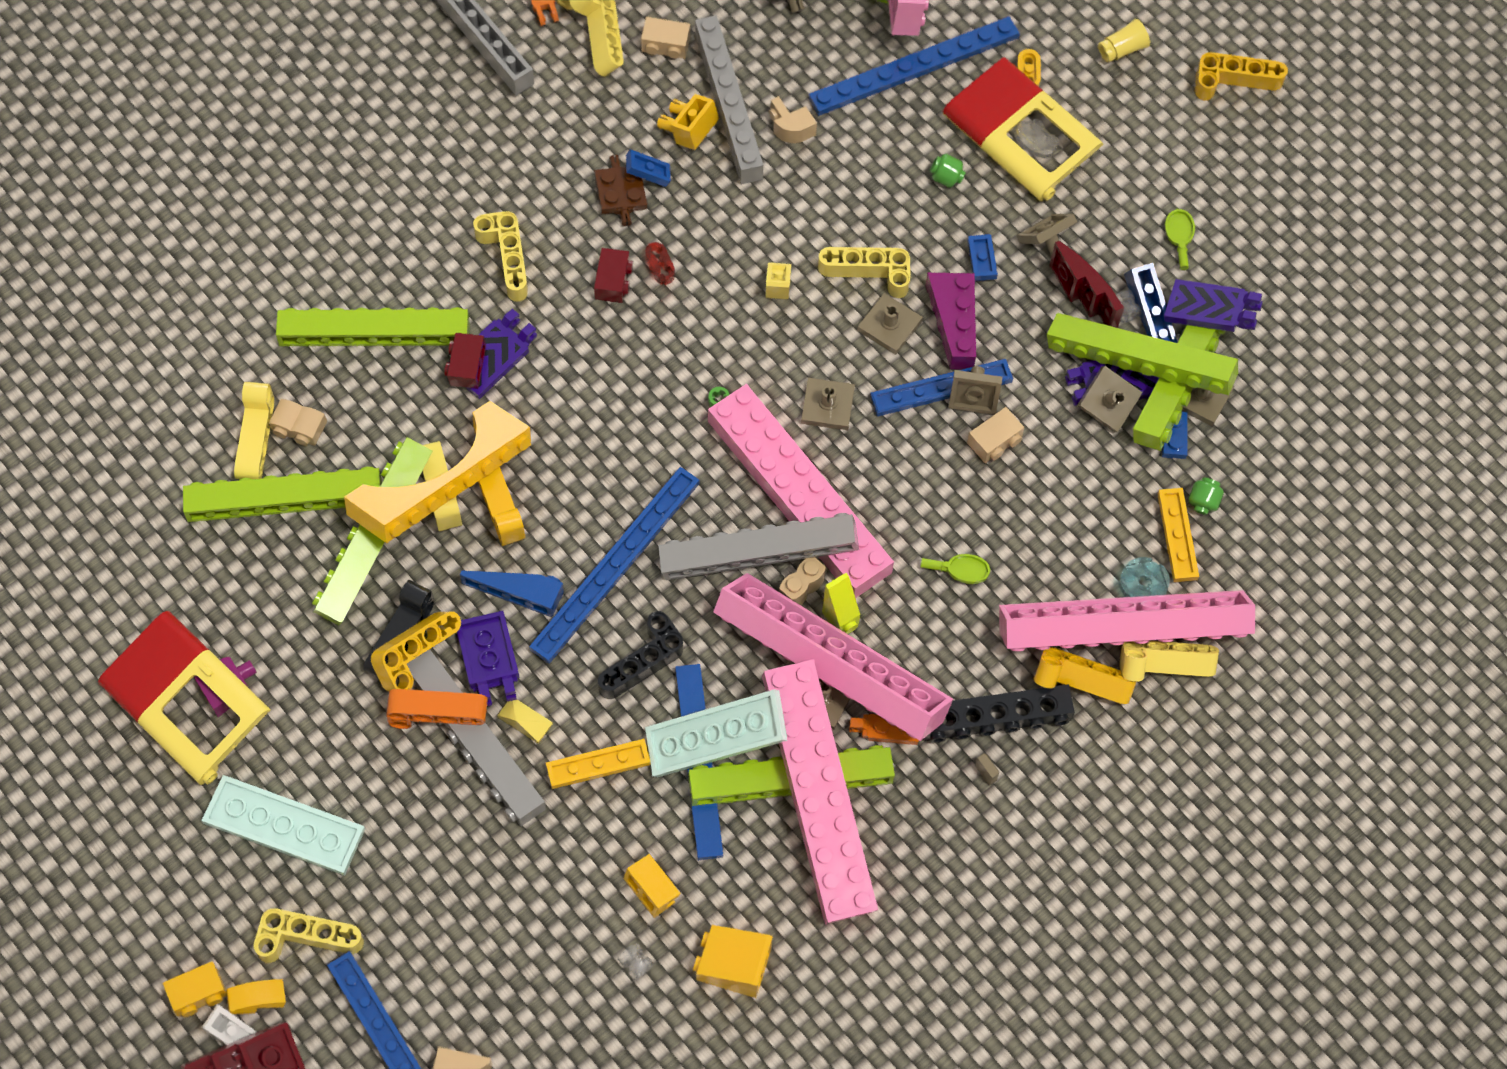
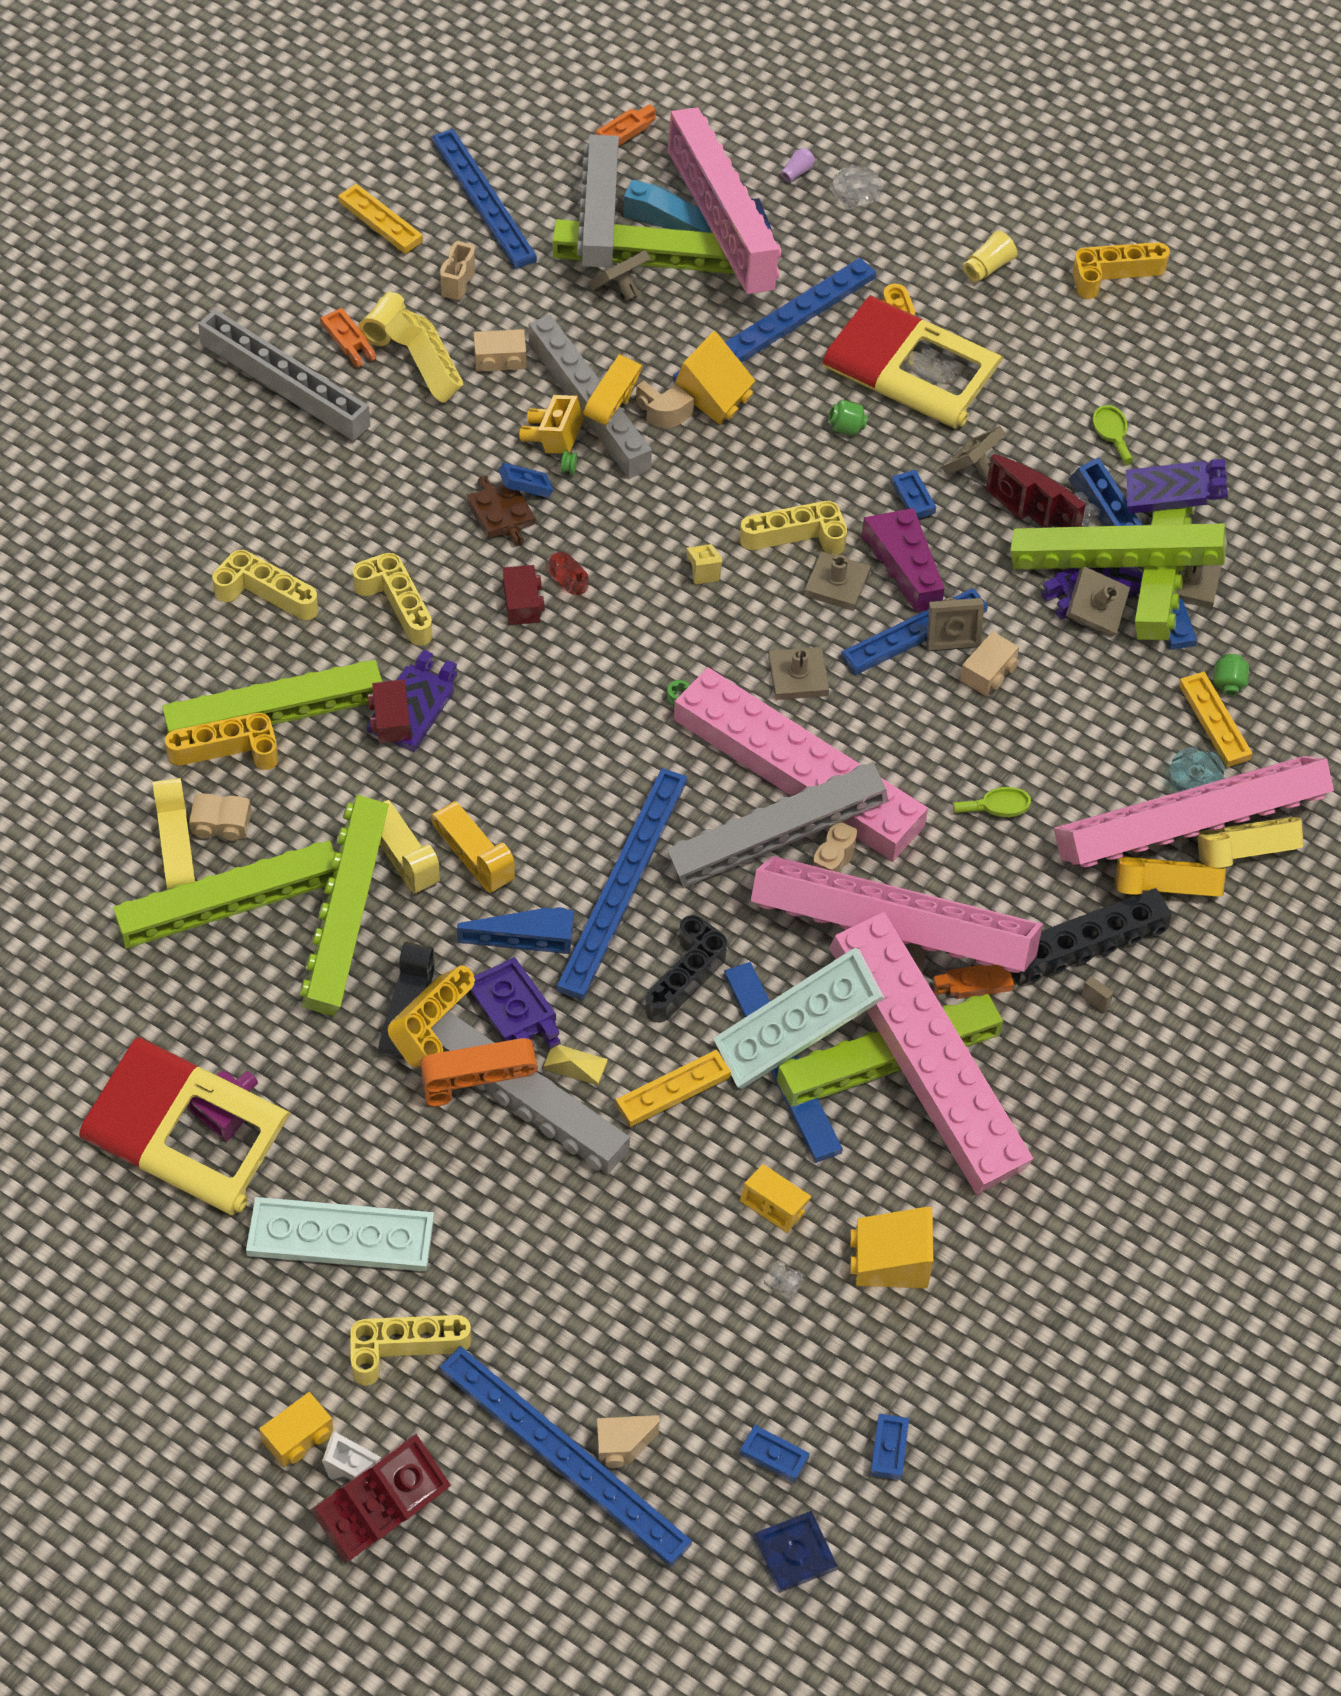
camera: 15 degrees left, 10 degrees down
(254, 995) = (363, 1421): yellow slope -> none
(283, 354) = (215, 741): none -> yellow beam
(395, 509) = (371, 868): yellow arch -> none
(402, 219) = (249, 572): none -> light yellow beam
(692, 158) = (569, 462): none -> bright green bush
(749, 98) = (613, 390): none -> yellow beam
(840, 110) = (715, 379): none -> yellow slope
(841, 605) = (886, 858): neon yellow slope -> none

